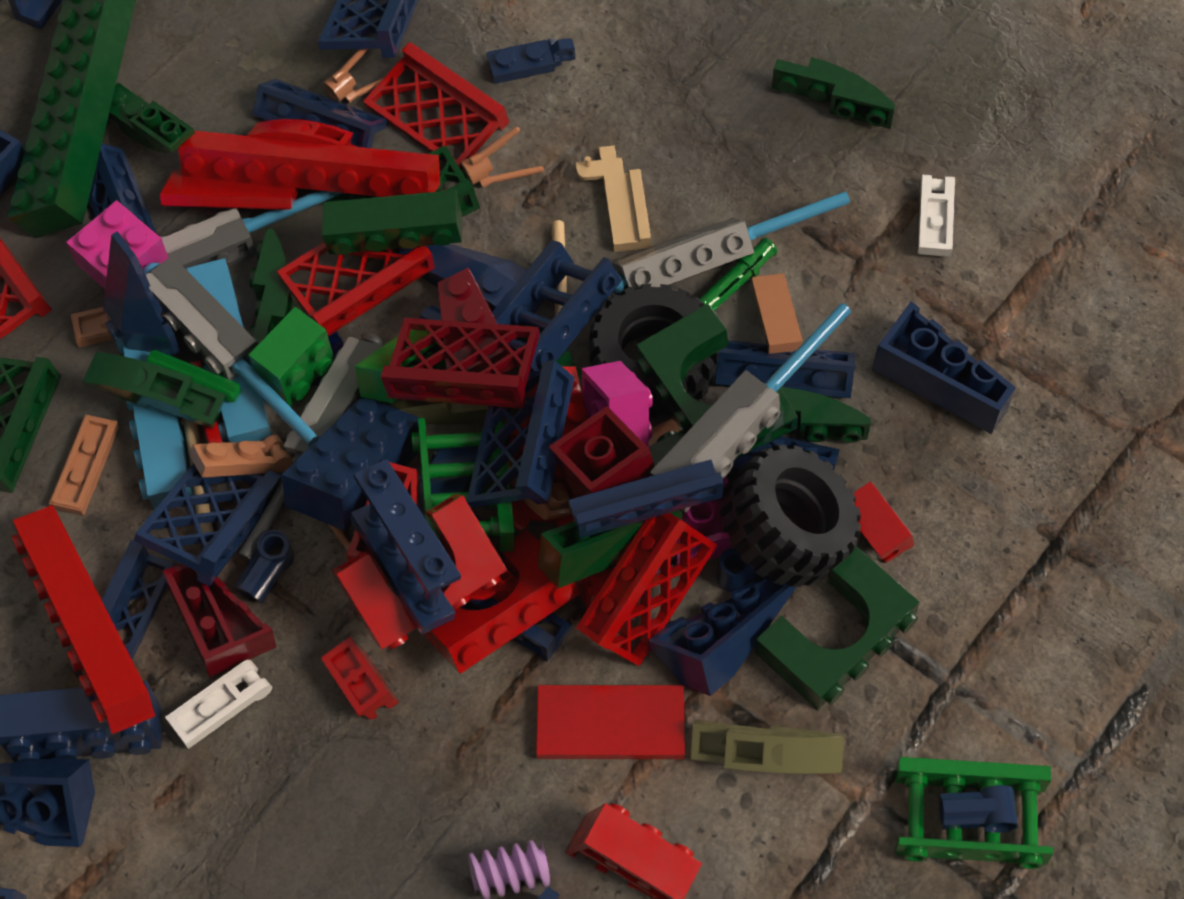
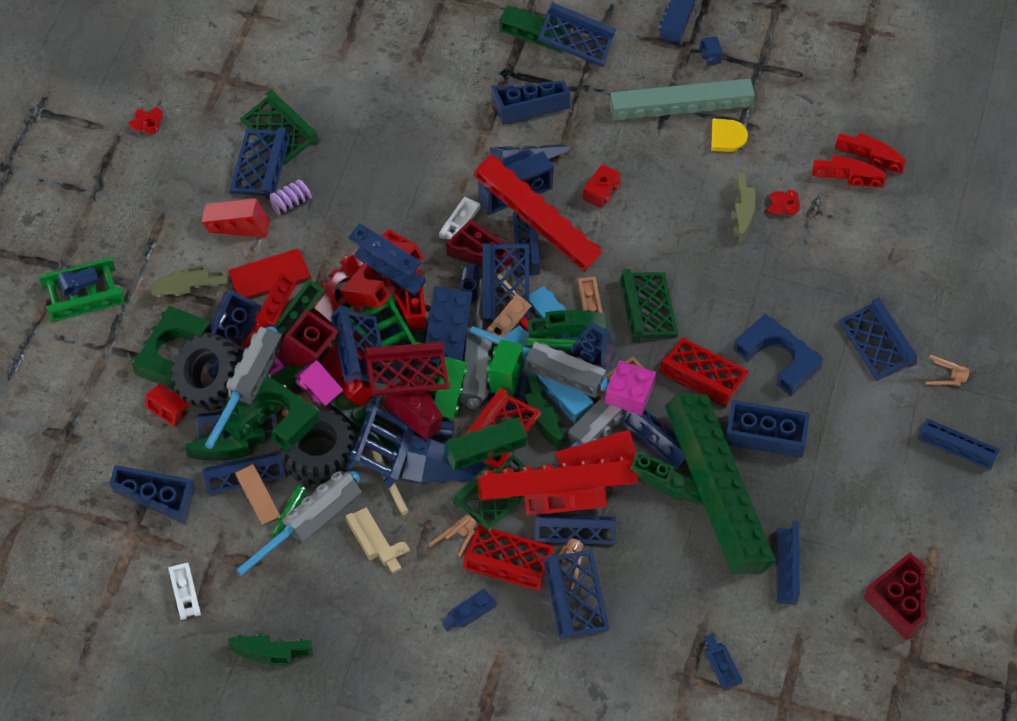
camera: 155 degrees right, 5 degrees down
(646, 498) = (276, 315): dark blue fence -> none

